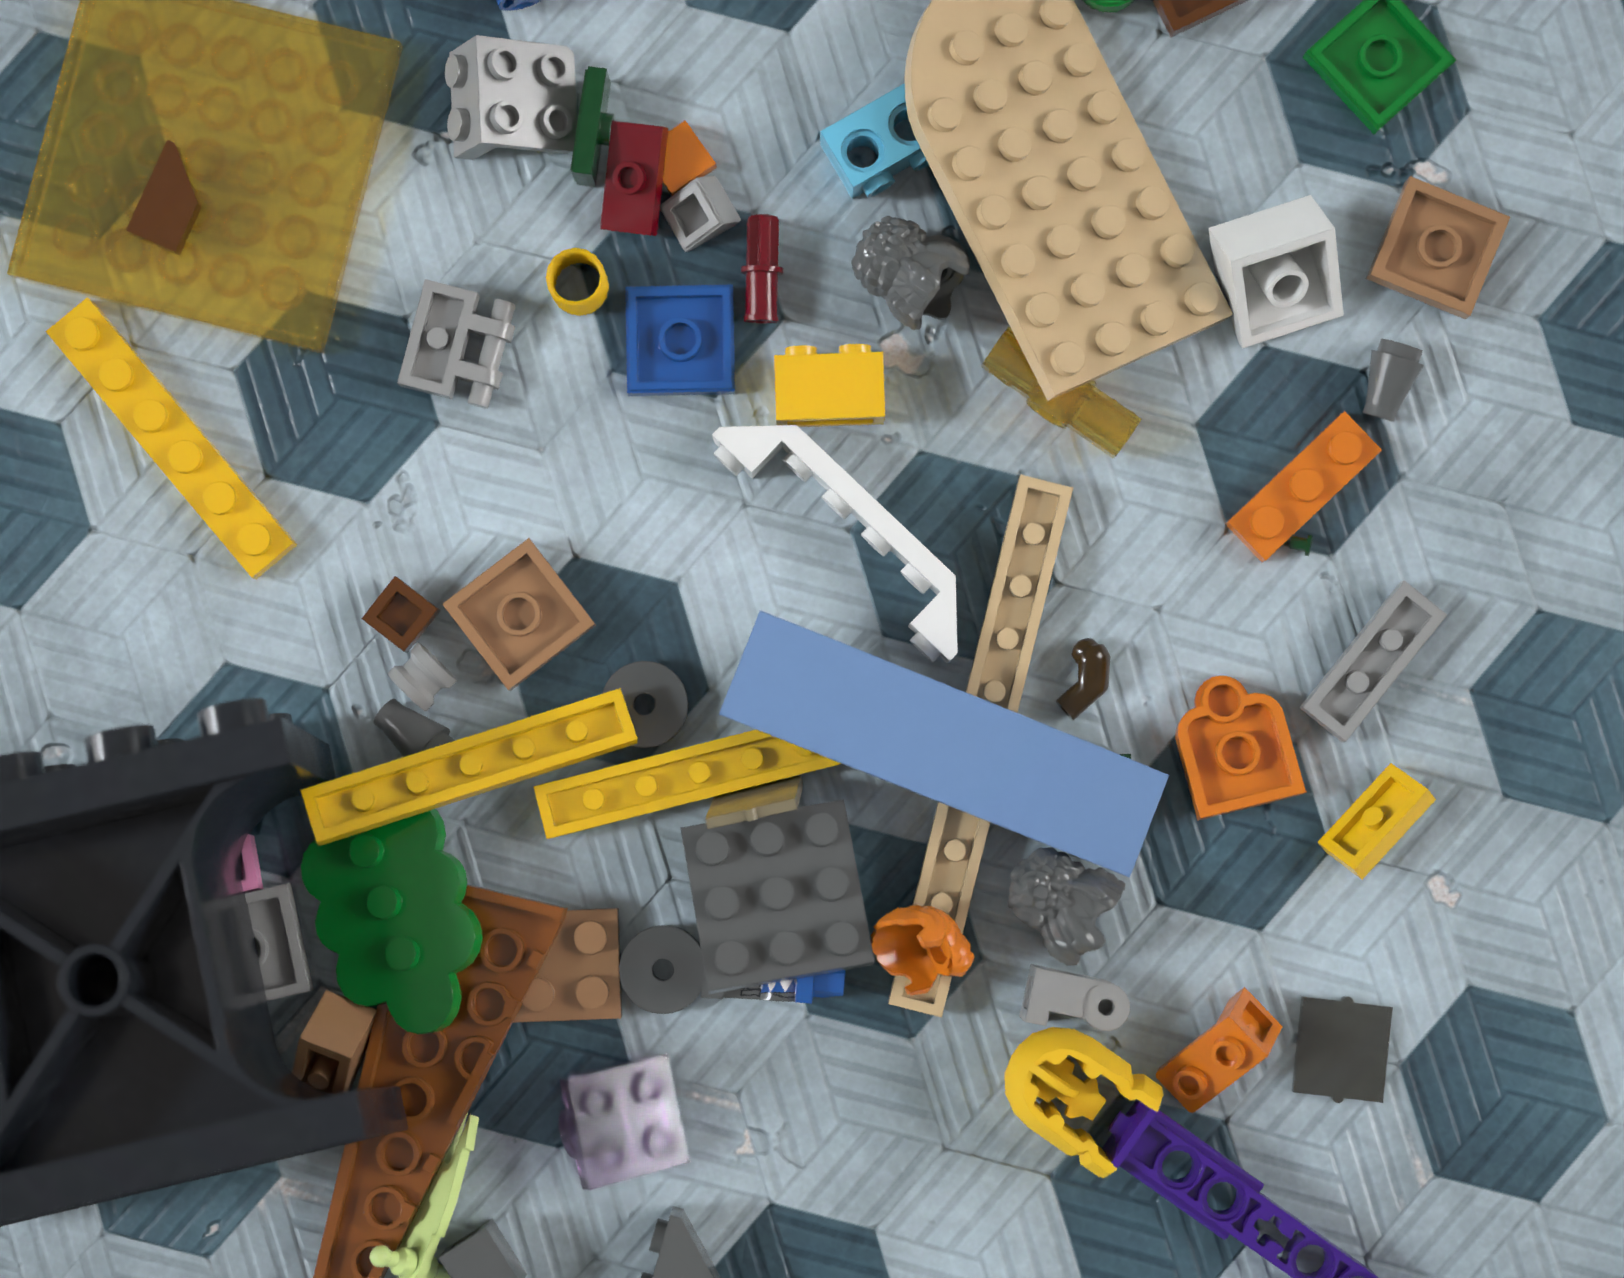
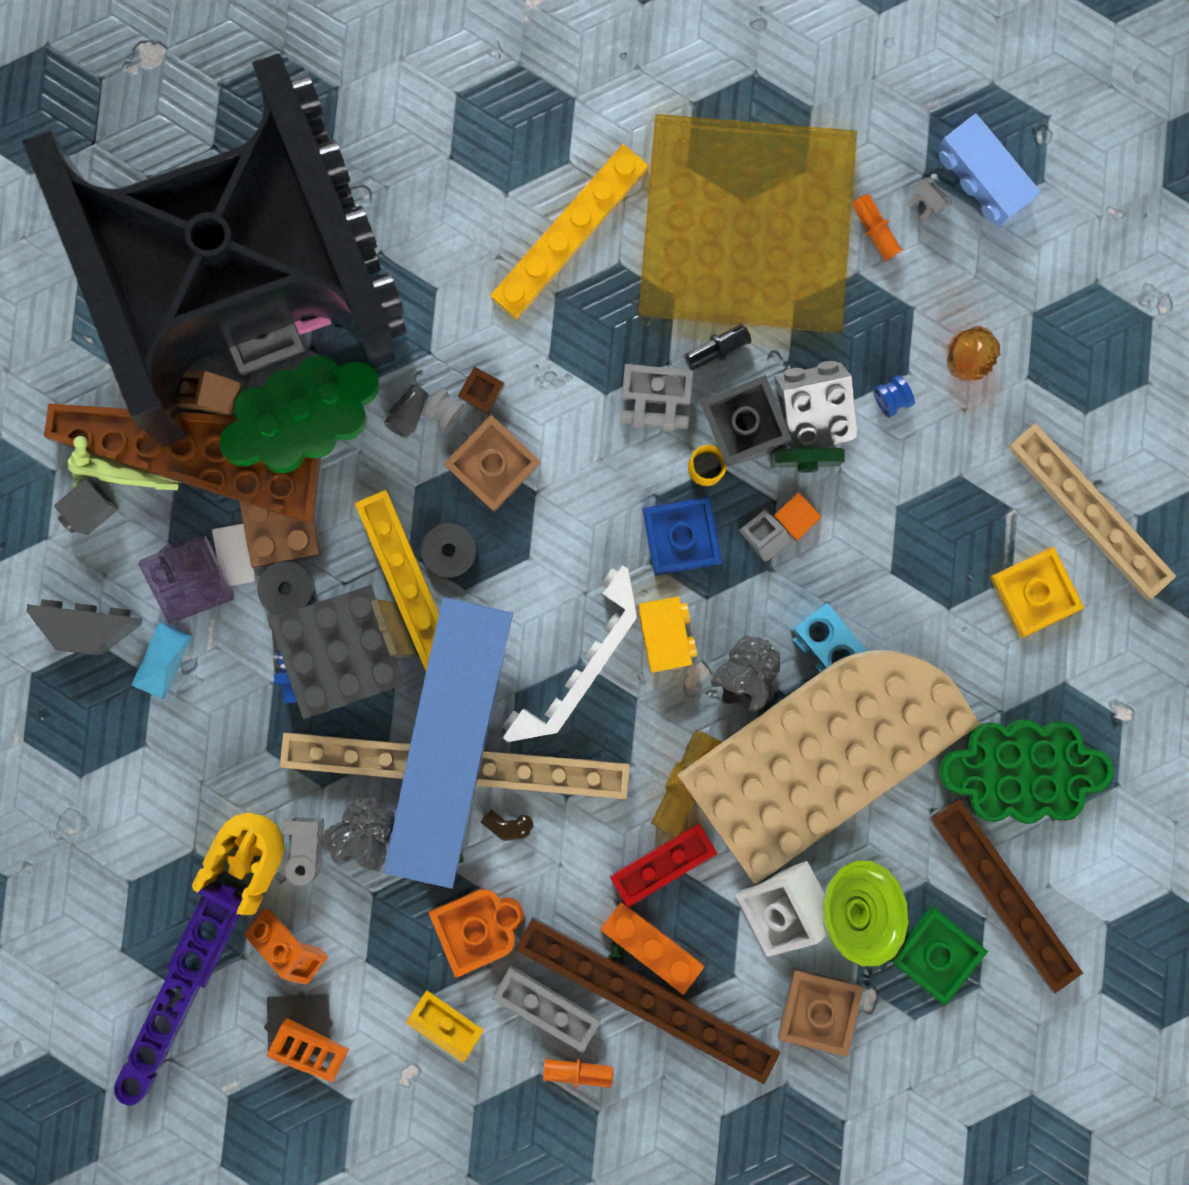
camera: 85 degrees right, 0 degrees up
(167, 204) = (714, 204): reddish brown tile -> none
(394, 235) = (718, 347): none -> black axle
(468, 766) = (389, 447): yellow plate -> none
(520, 207) = (746, 422): none -> dark grey slope
(594, 1044) = (233, 554): none -> white sticker
(634, 178) = (779, 490): dark red plate -> none
(744, 1183) = (161, 660): none -> medium azure slope
(762, 269) = (735, 580): dark red axle -> none
(920, 946) = (320, 747): orange hair -> none
(1180, 448) = (663, 864): none -> red plate
(1300, 153) = (865, 913): none -> lime hat
(1381, 505) = (648, 1000): none -> reddish brown plate
(1390, 378) = (730, 993): dark grey cone -> none
(1401, 1047) = (301, 1033): none -> orange slope
(1476, 628) = (578, 1073): none -> orange axle

